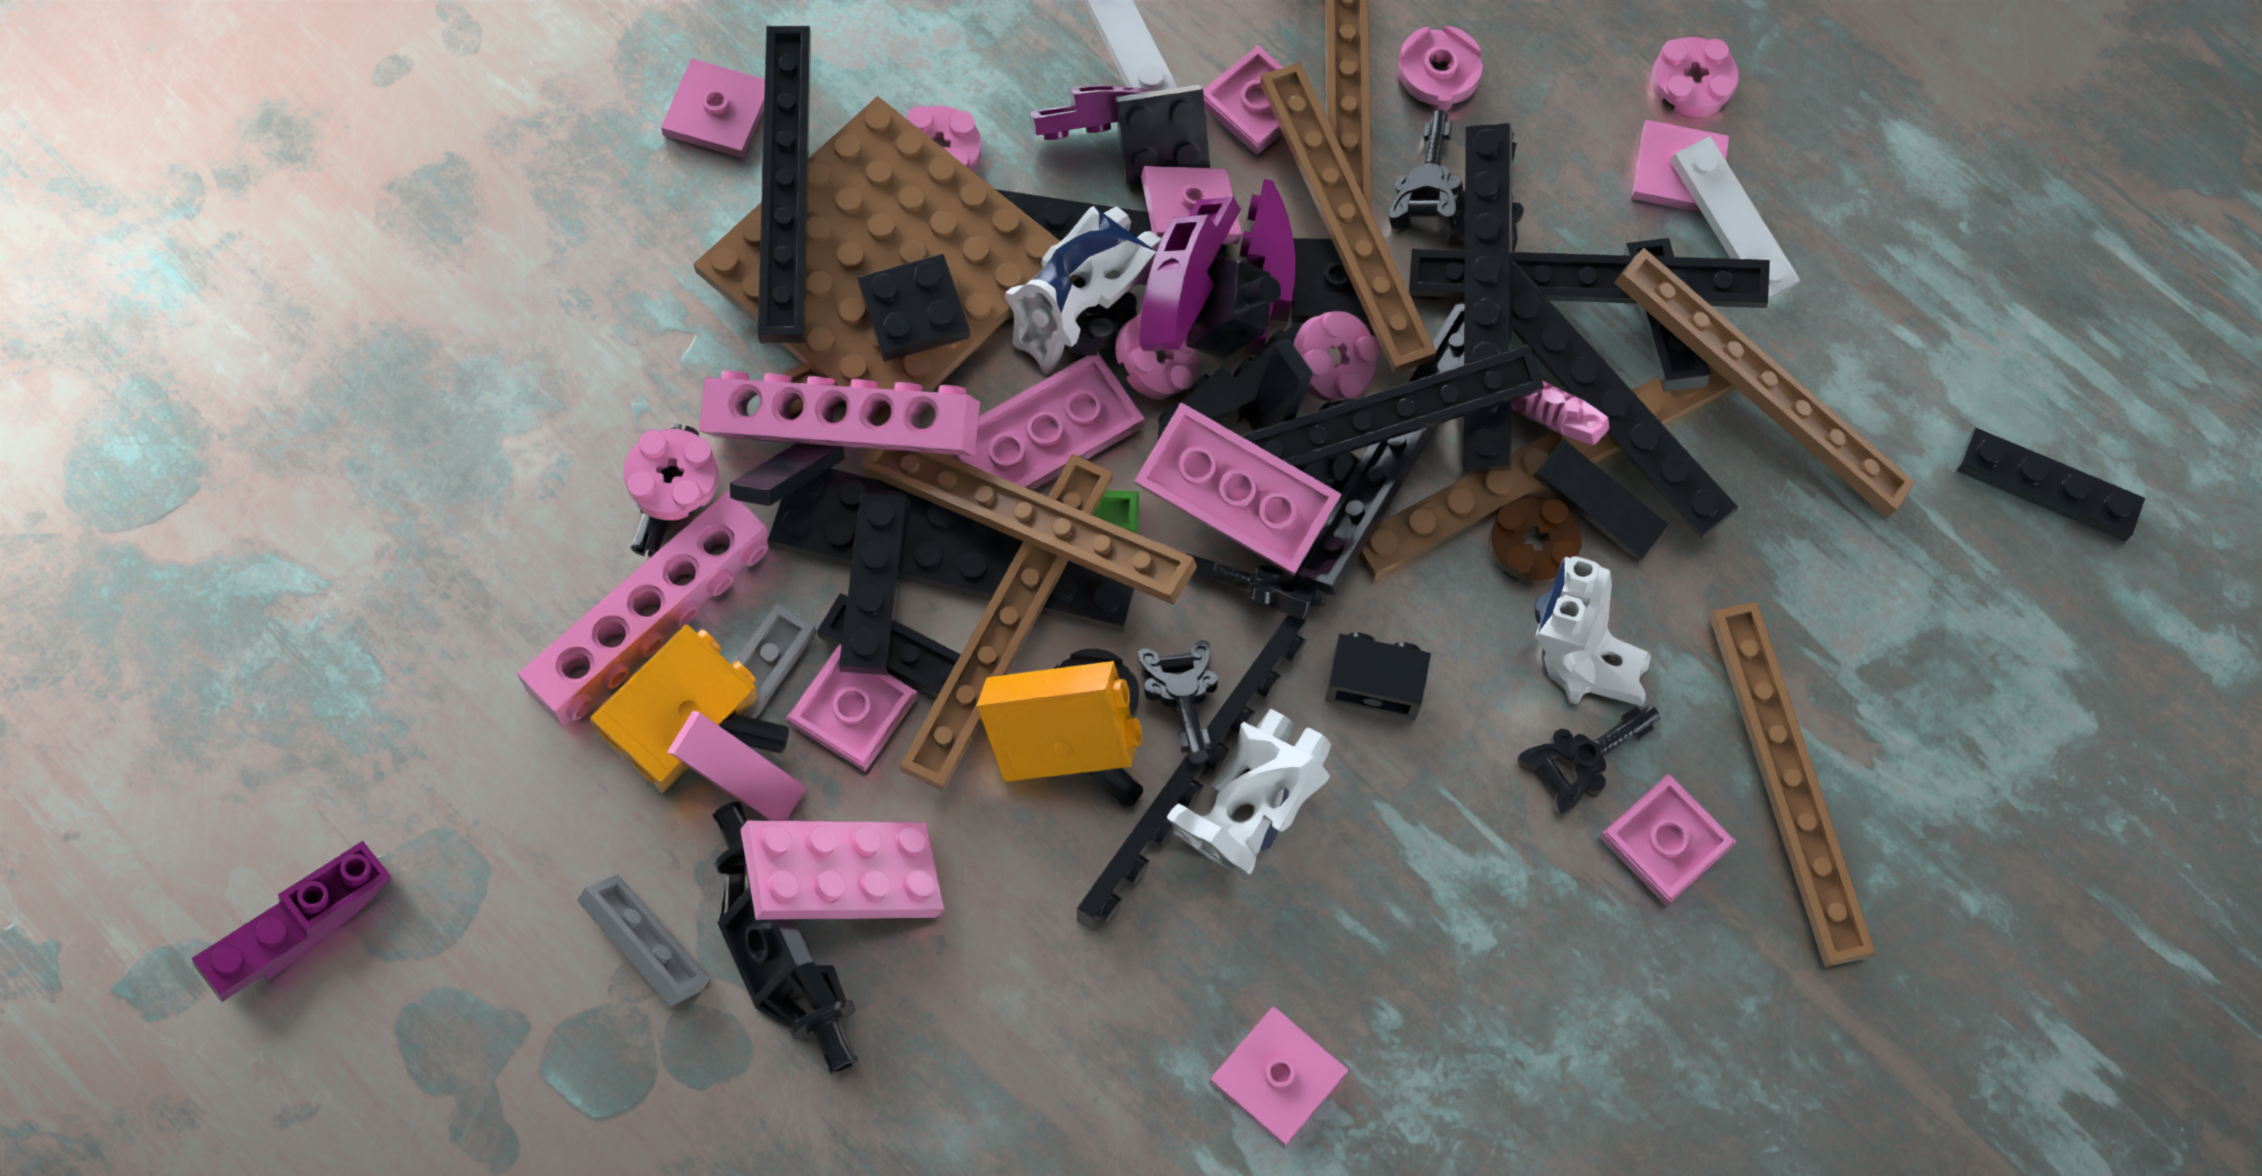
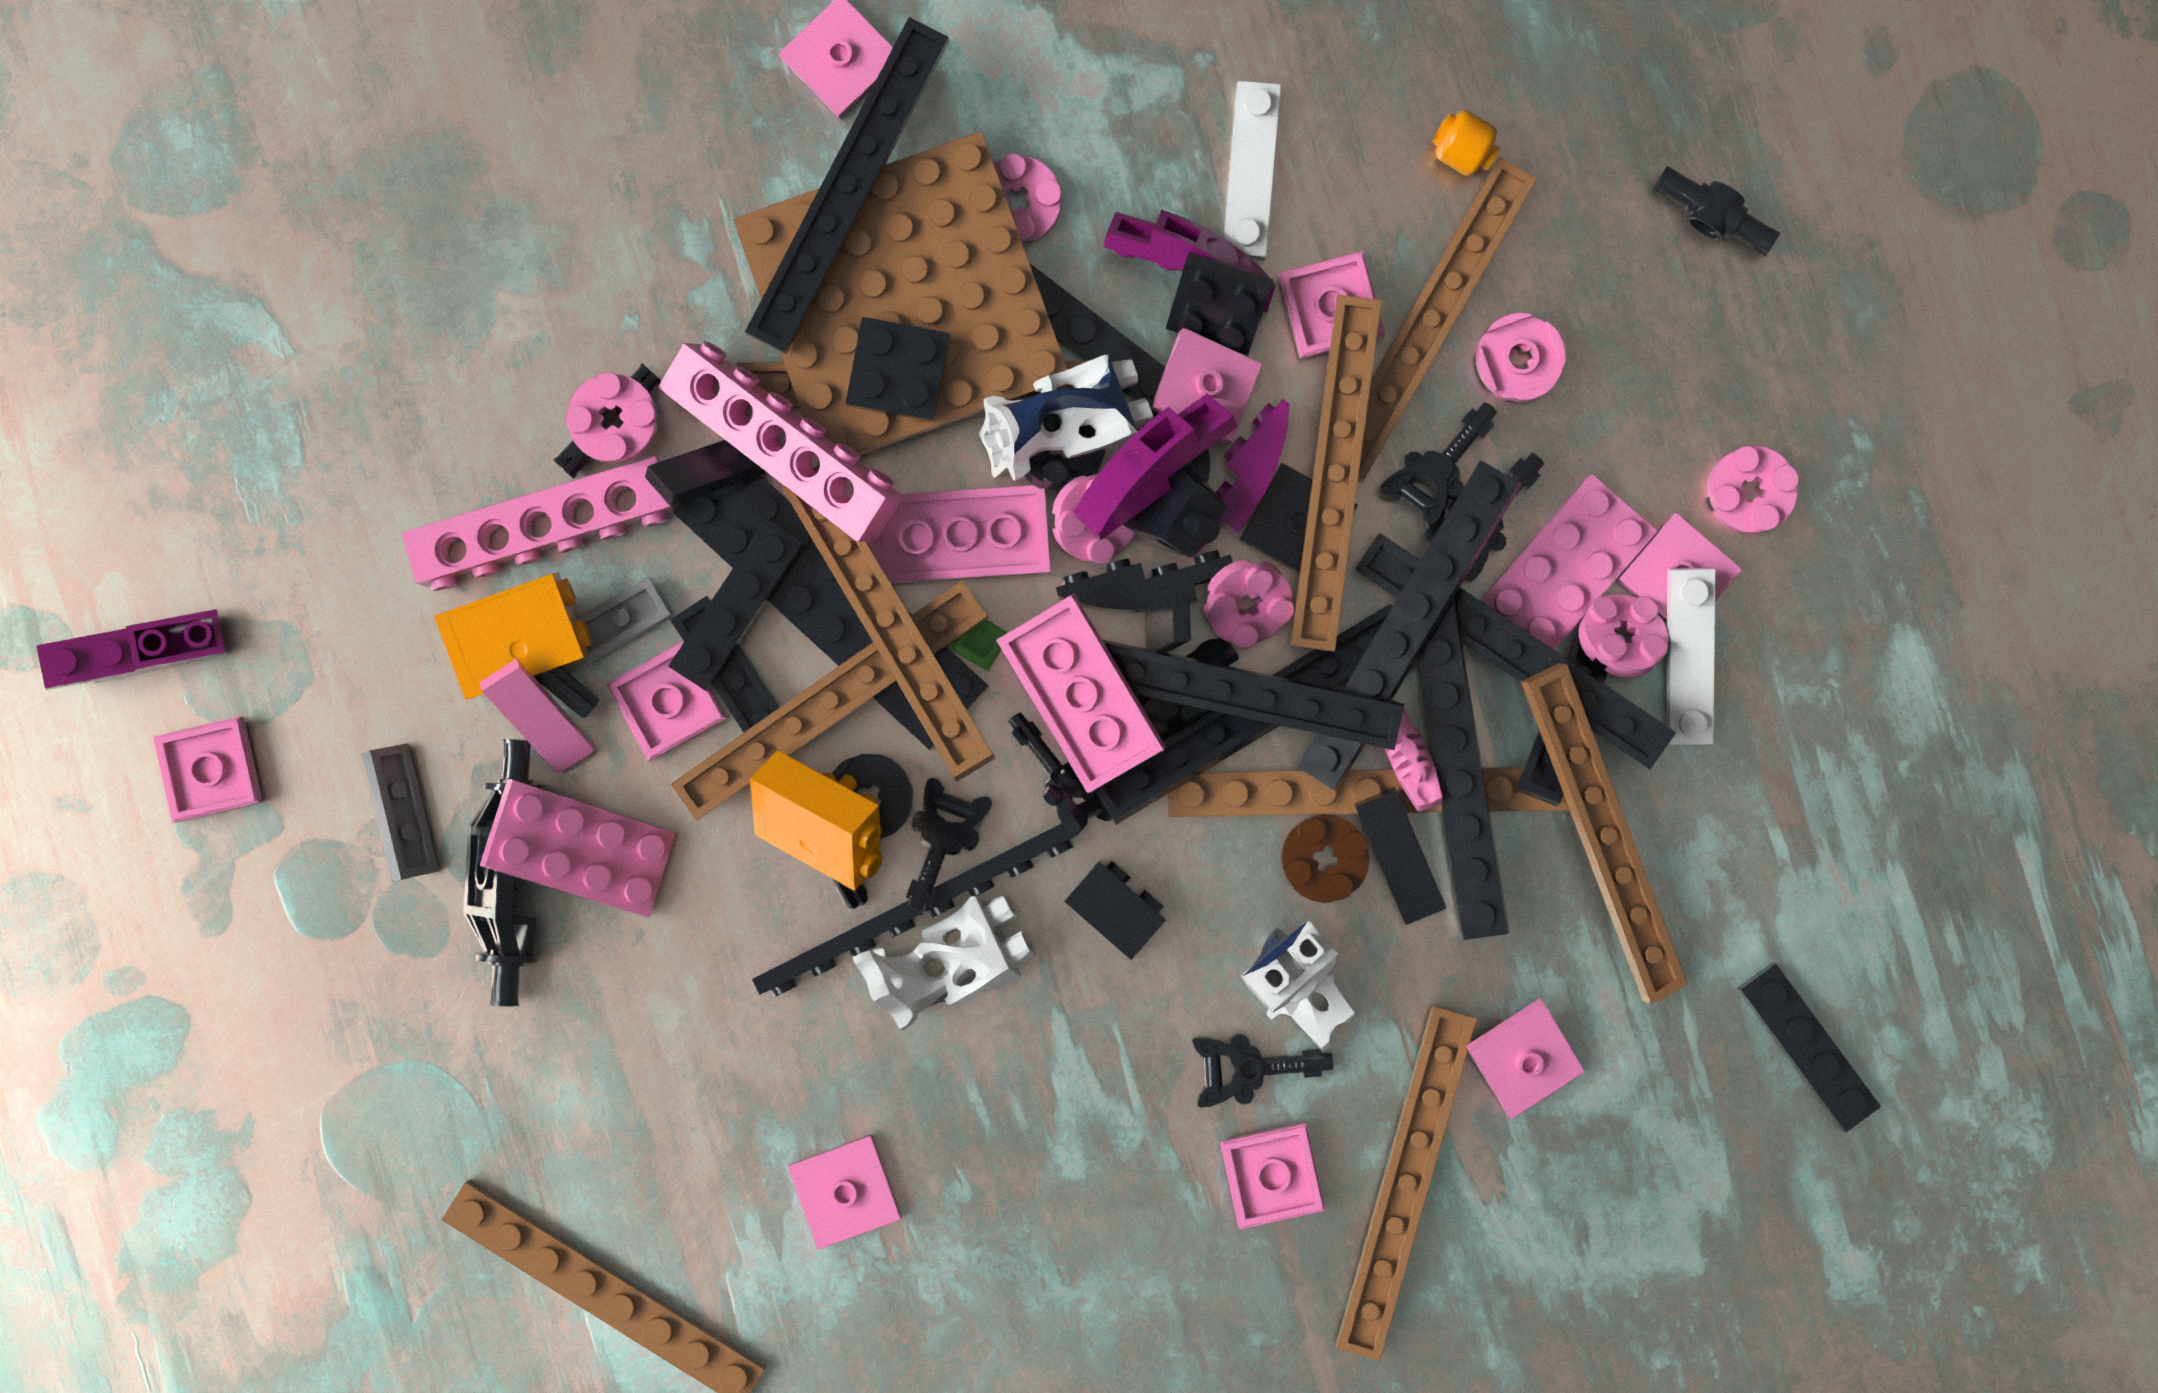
camera: 30 degrees right, 20 degrees up
(425, 1001) = (208, 769): none -> bright pink plate
(1586, 192) = (1570, 562): none -> bright pink plate
(1669, 226) = (1636, 617): none -> bright pink plate
(1821, 615) = (1525, 1058): none -> bright pink plate

